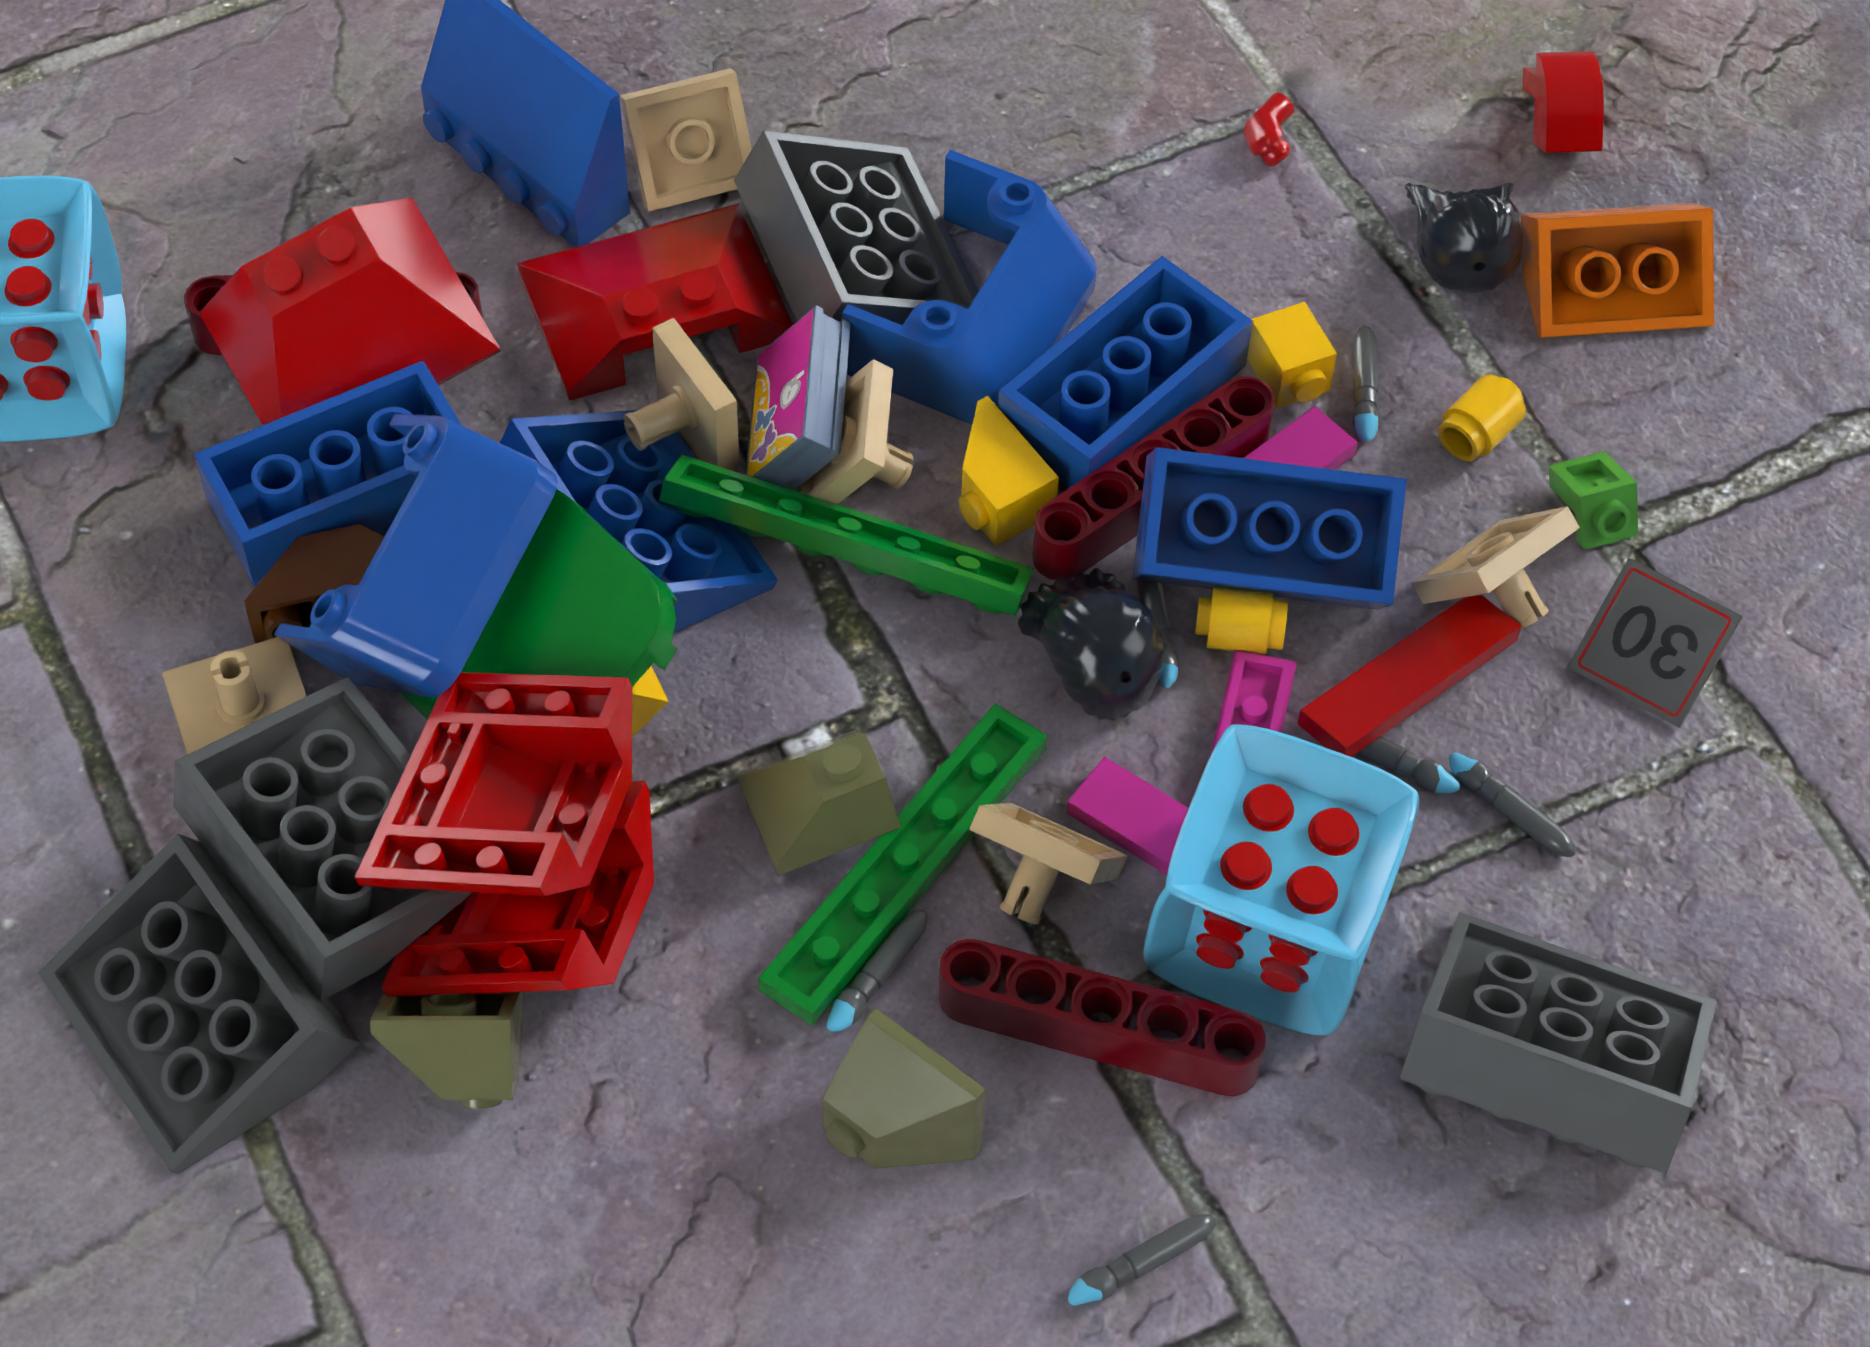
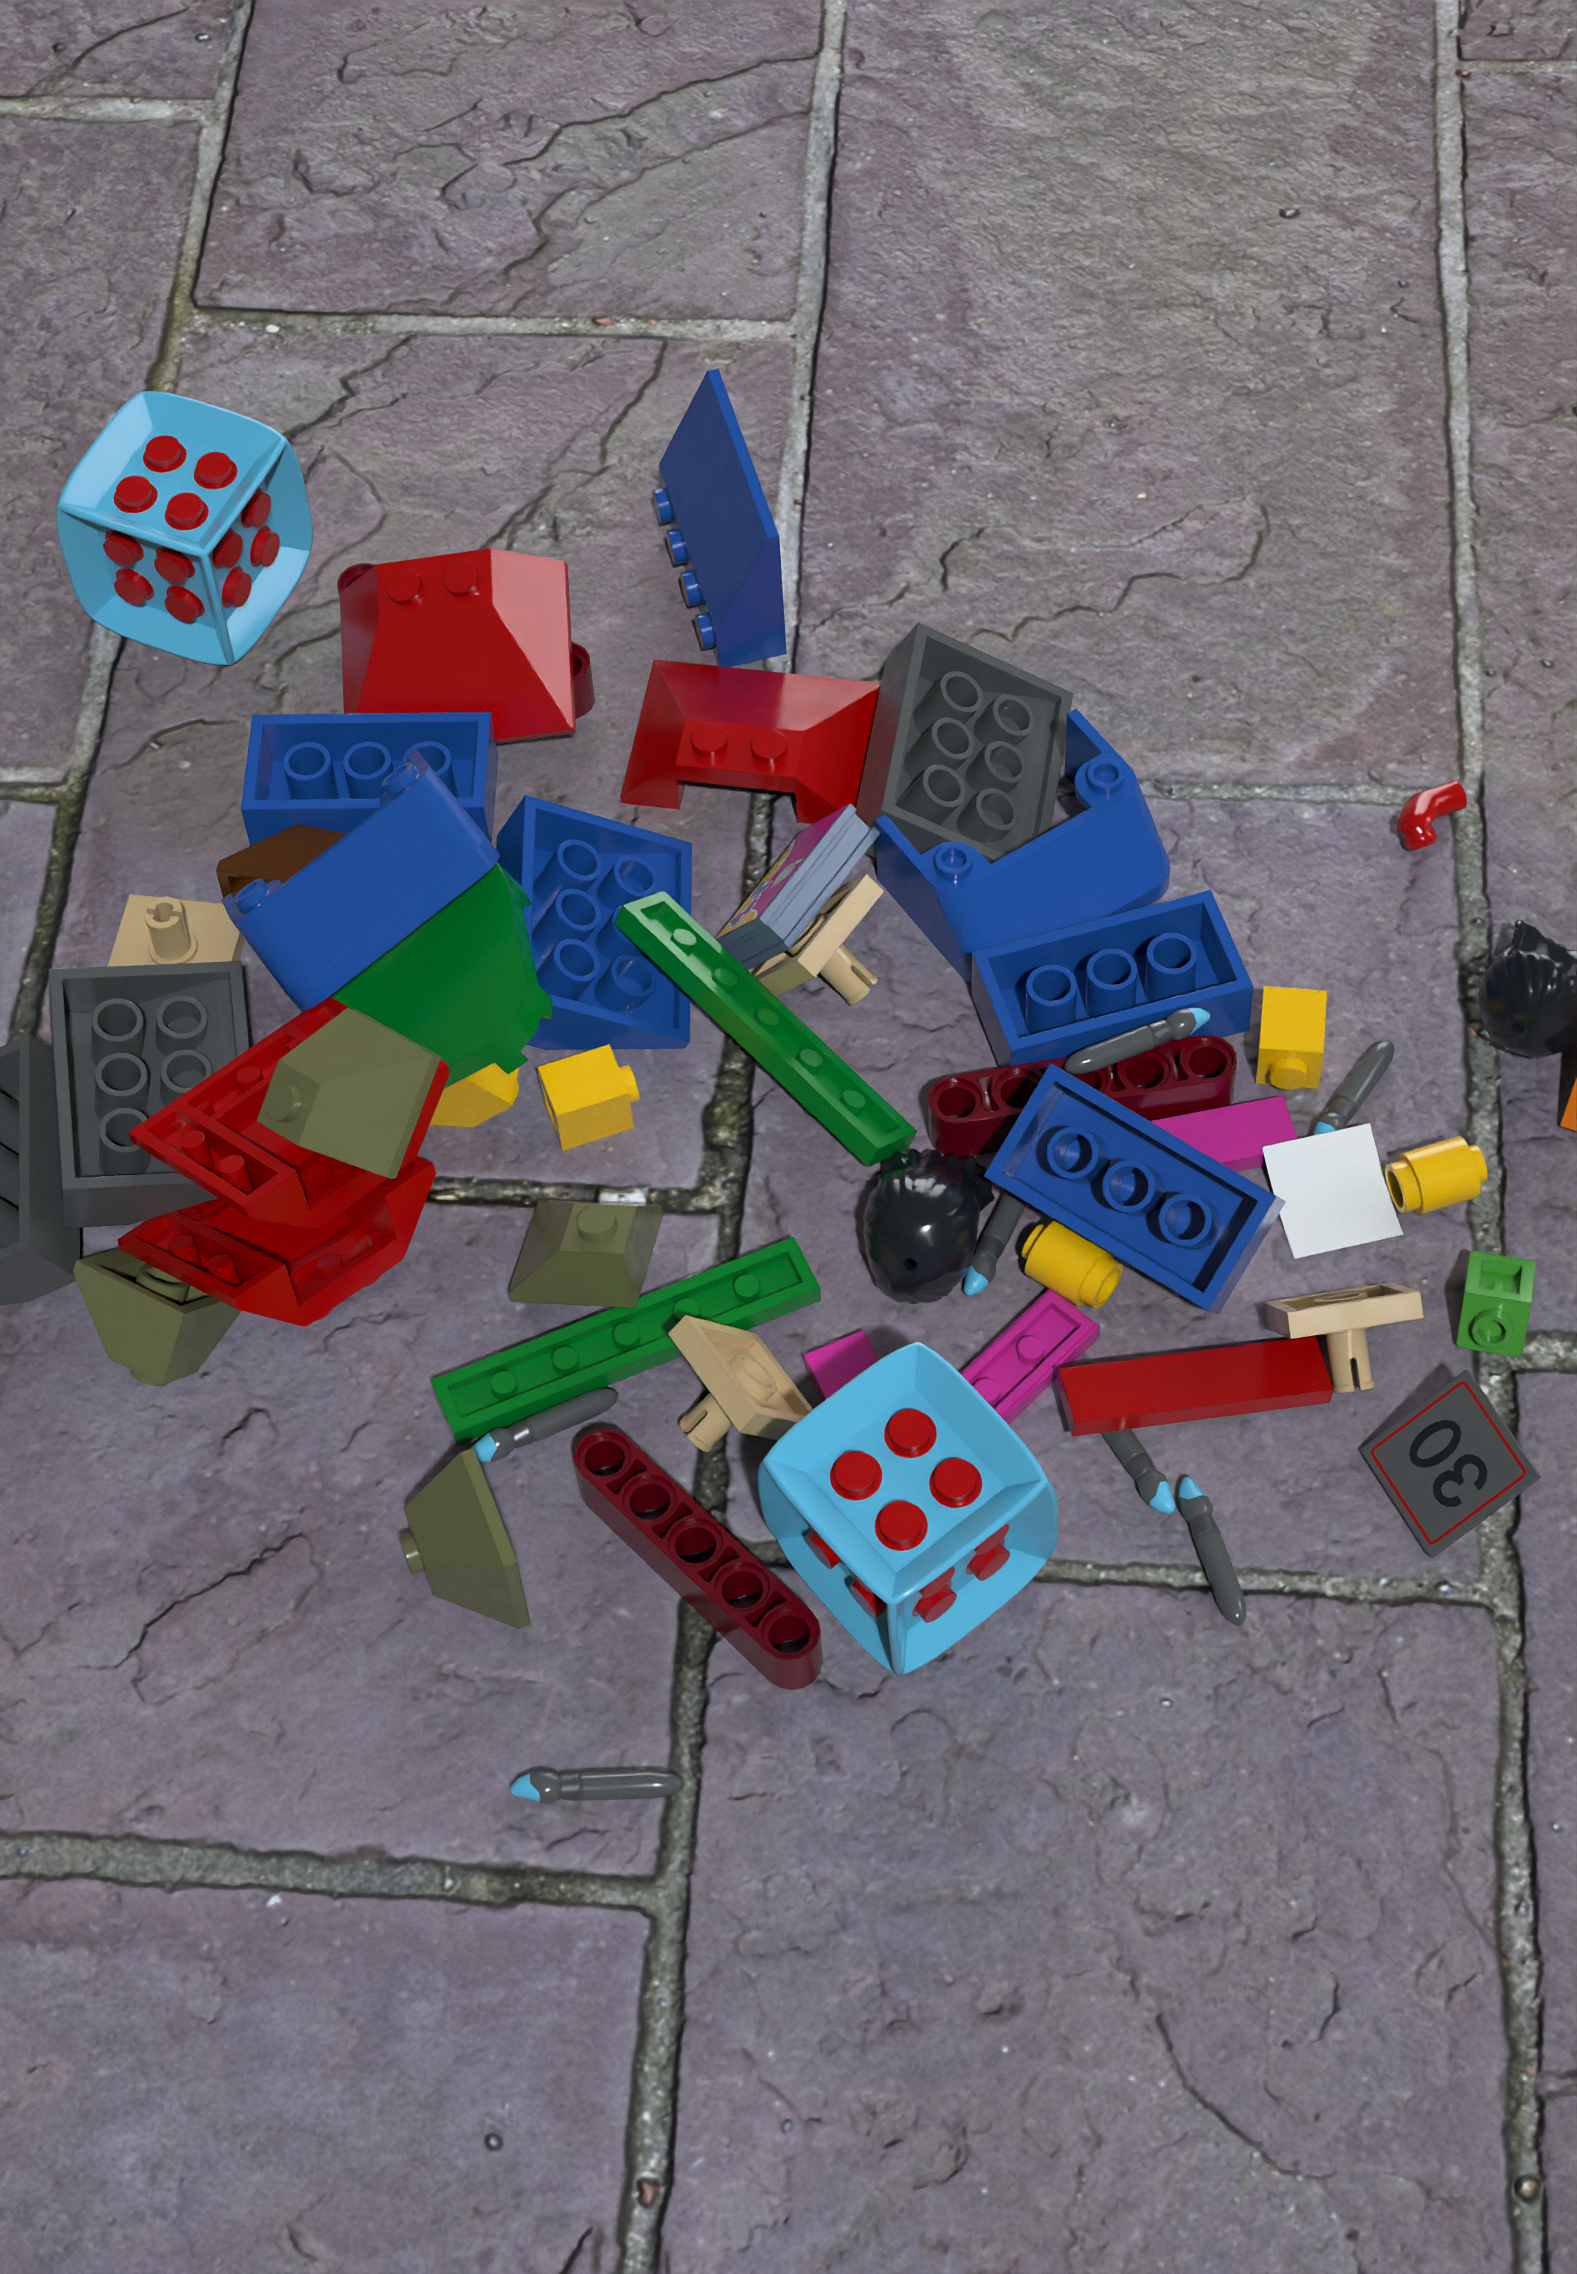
camera: 35 degrees right, 0 degrees up
(563, 739) = (351, 1092): none -> olive slope
(687, 138) = (859, 602): tan tile -> none
(688, 401) = (692, 849): tan tile -> none
(726, 665) = (588, 1096): none -> yellow brick
(1002, 477) = (938, 1031): yellow slope -> none
(1189, 402) = (1137, 1041): none -> dark grey piece
(1403, 448) = (1331, 1191): none -> white sticker
(1561, 1043) = (1097, 1783): dark grey slope -> none

